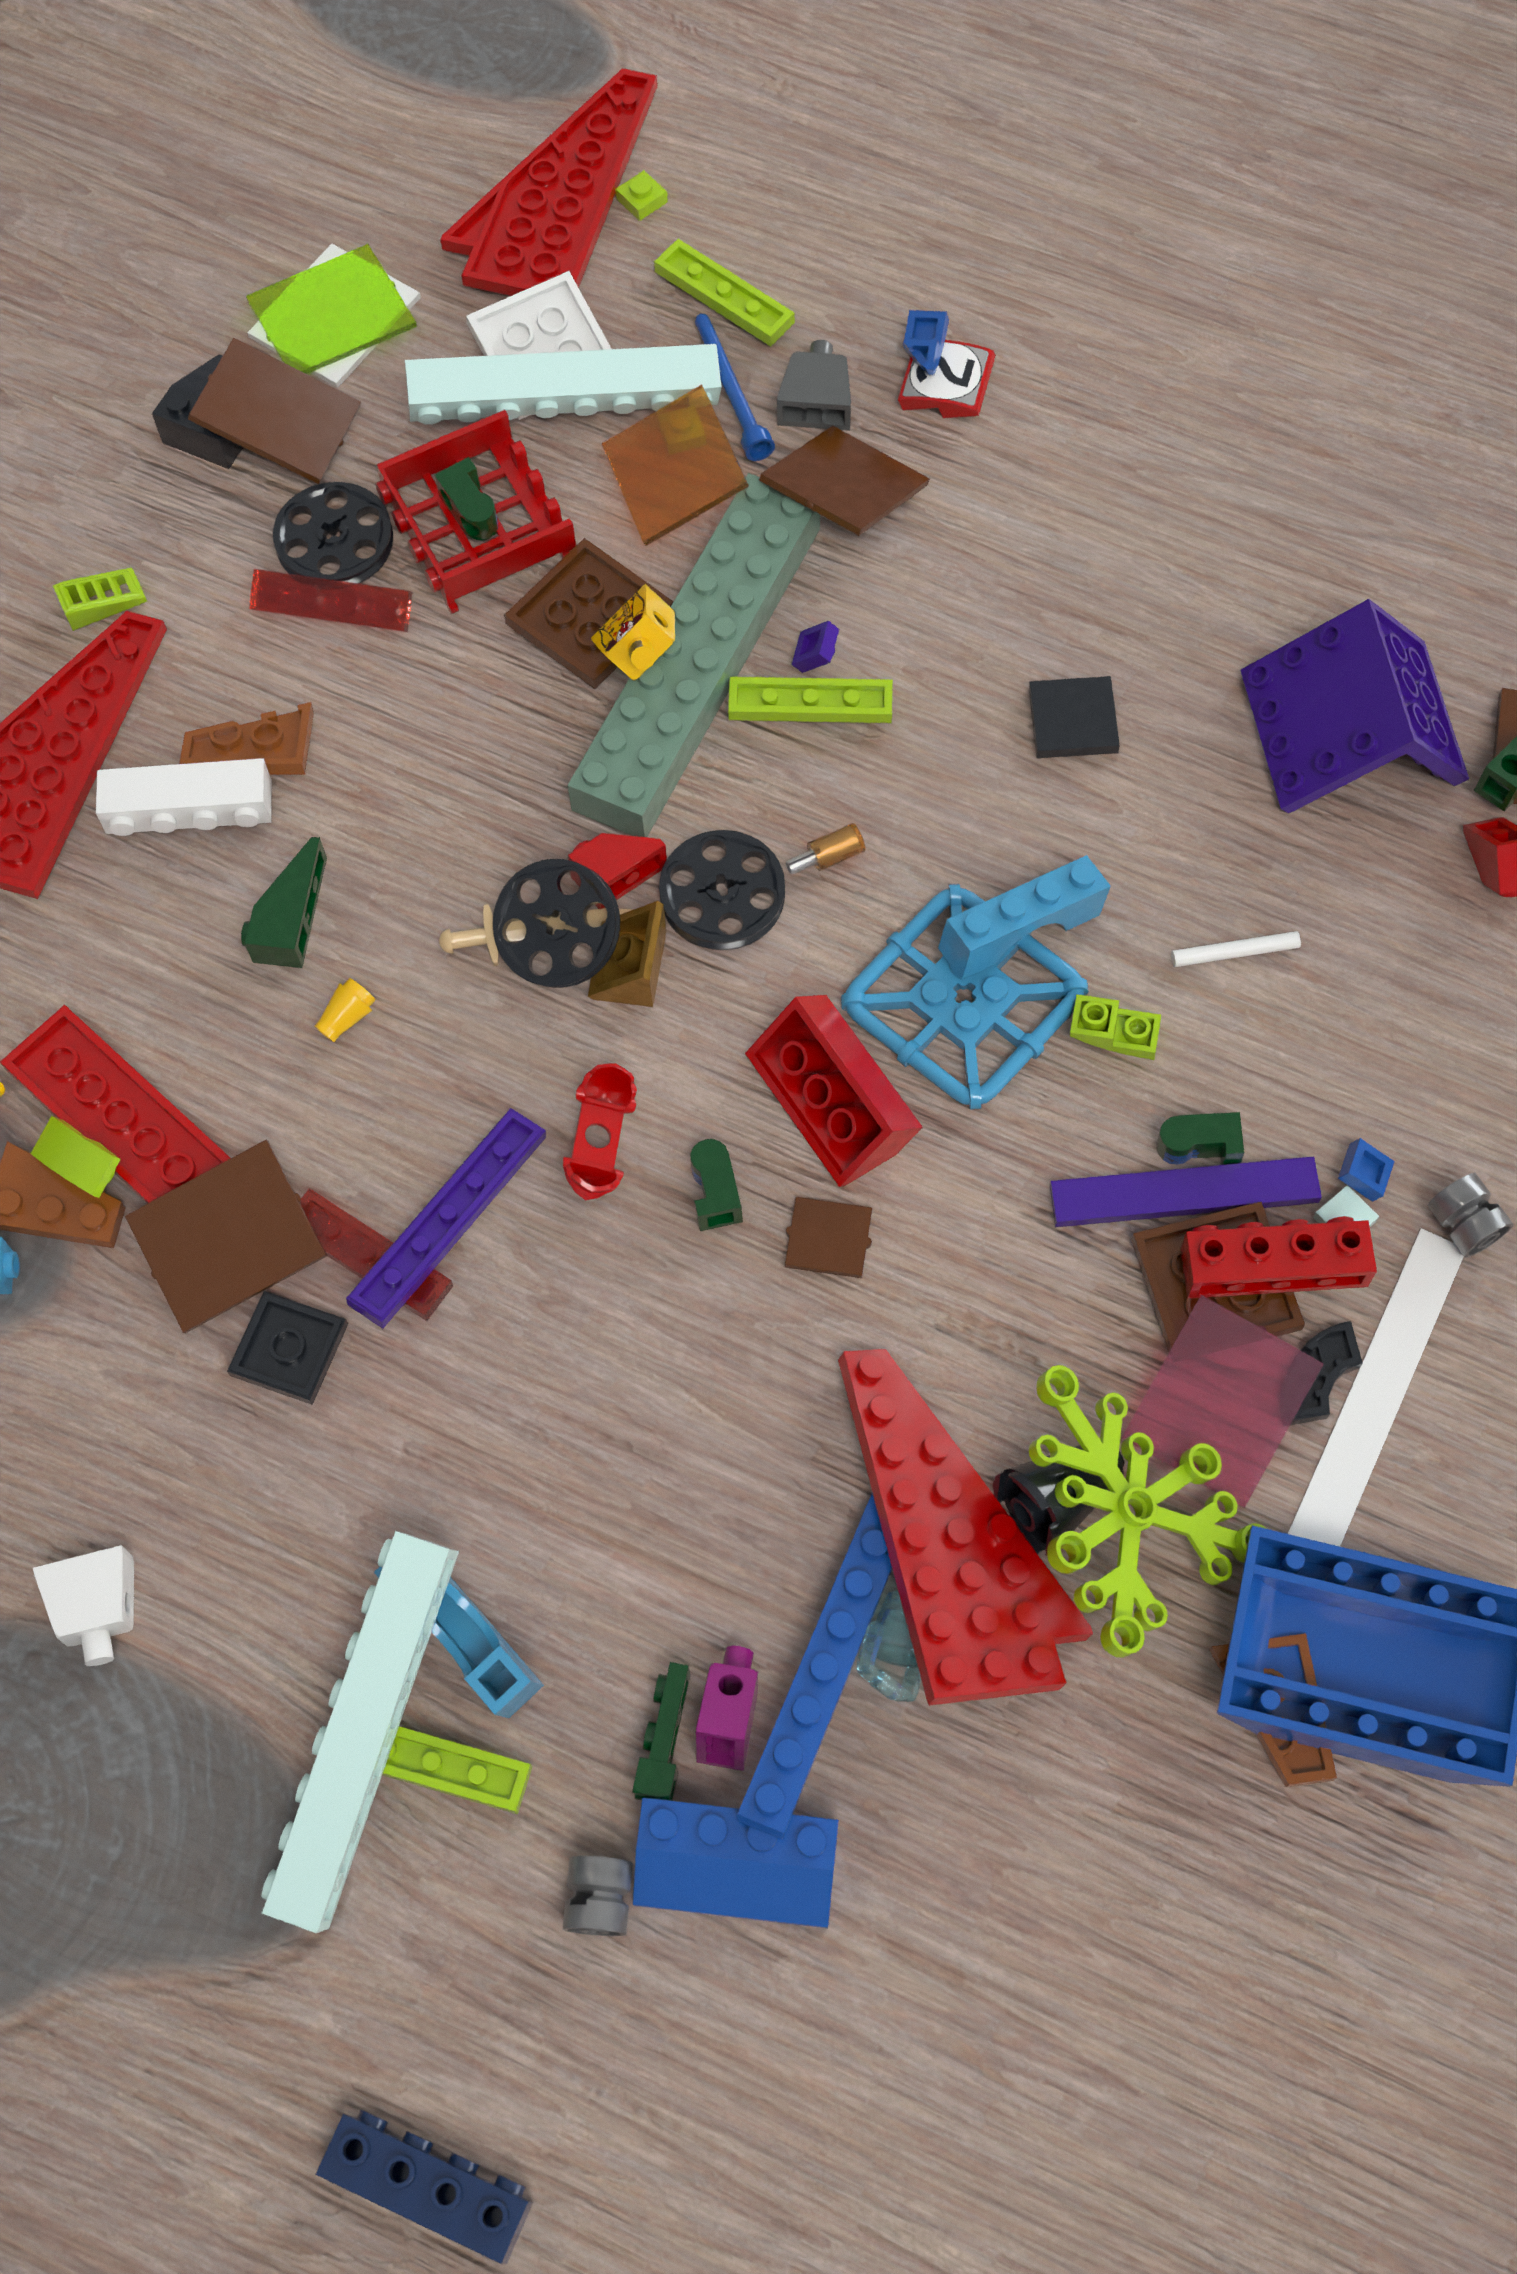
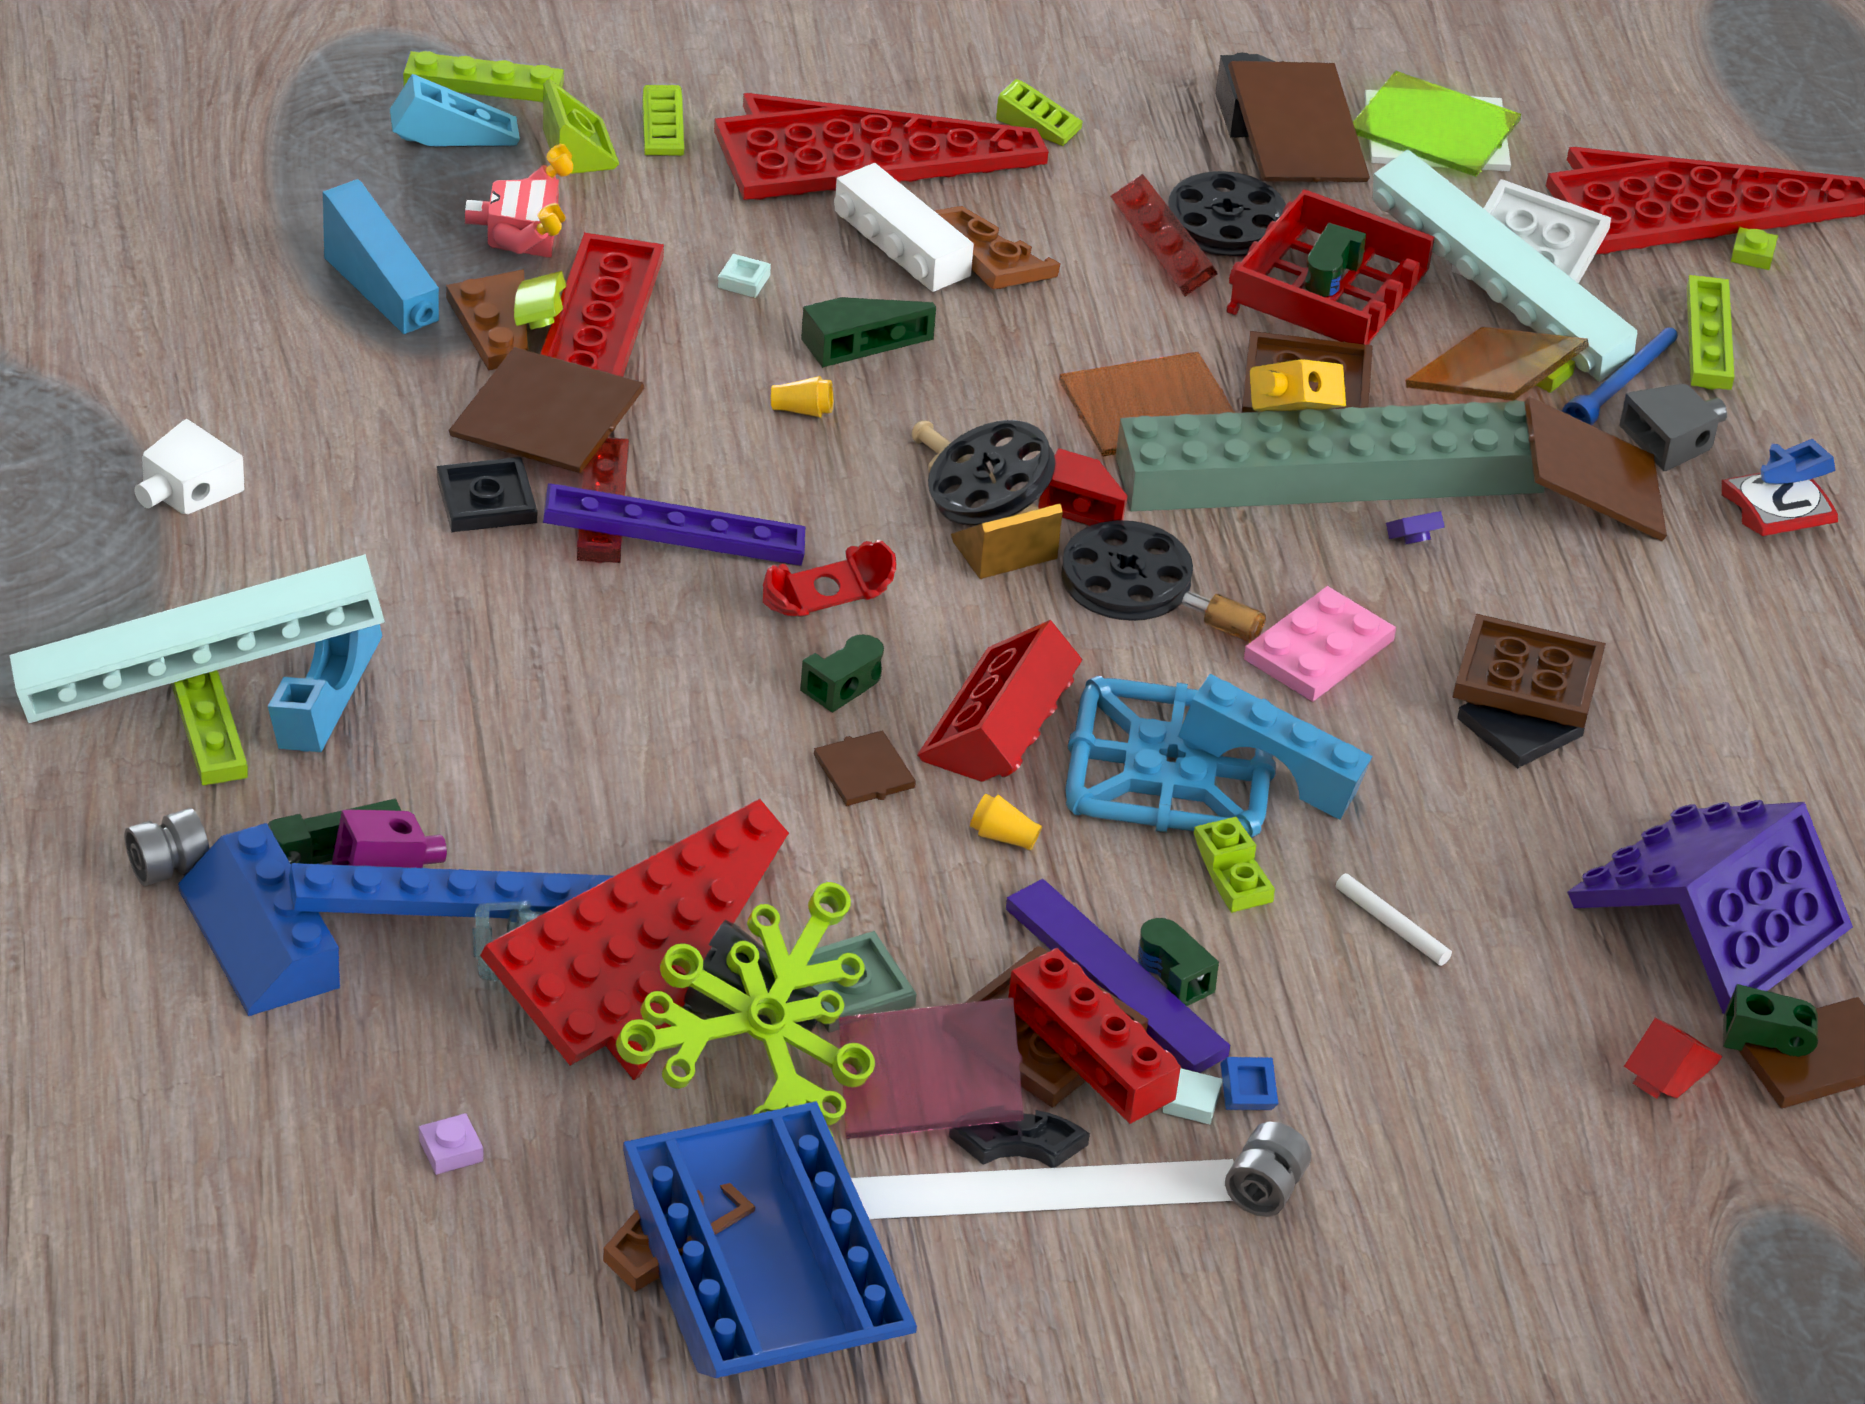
camera: 50 degrees right, 25 degrees down
(141, 960) = (744, 275): none -> light aqua tile
(525, 743) = (1142, 388): none -> clear orange piece
(810, 699) = (1362, 546): lime plate -> none
(898, 802) = (1319, 643): none -> bright pink plate
(969, 1171) = (1004, 823): none -> yellow cone
(1034, 676) = (1529, 671): none -> reddish brown plate
(1085, 1839) = (450, 1143): none -> lavender plate
(1096, 1379) = (879, 988): none -> sand green tile

